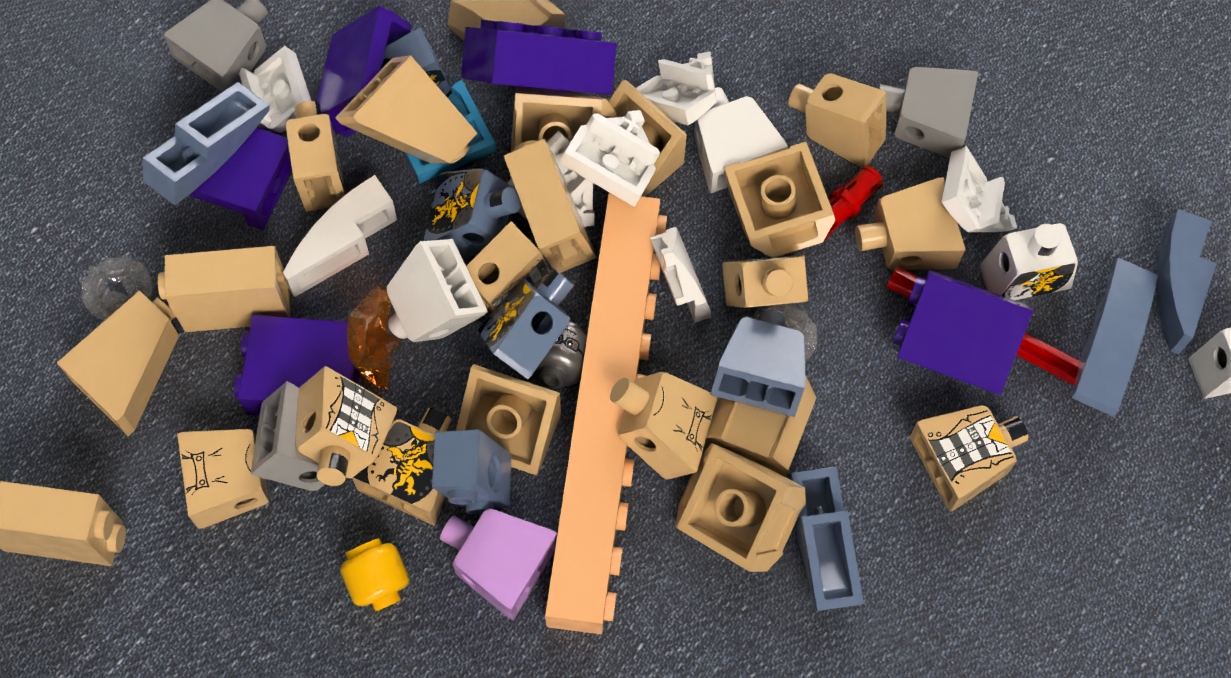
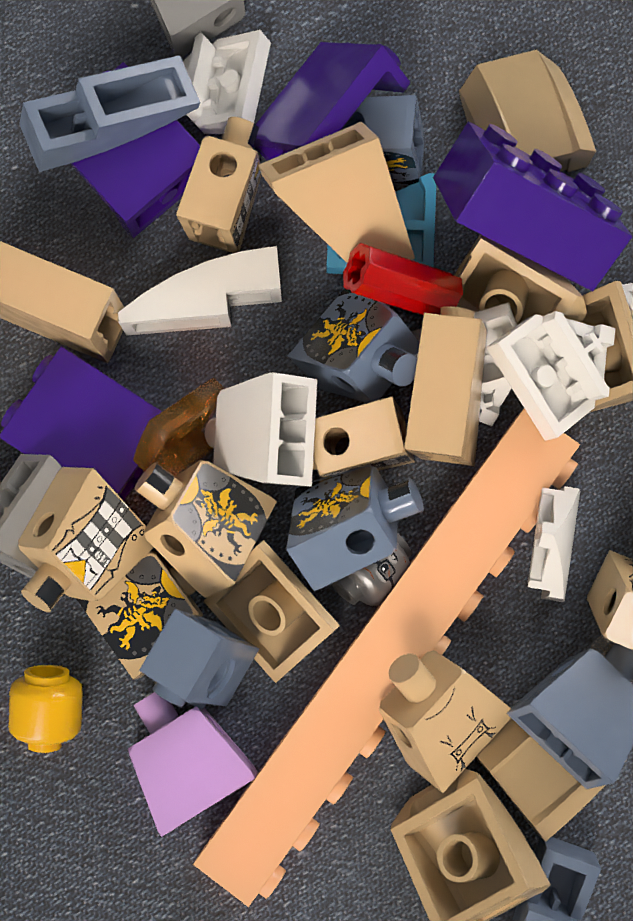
camera: 30 degrees right, 15 degrees up
(423, 377) = (204, 522): none -> torso
(473, 148) = (400, 281): none -> red axle

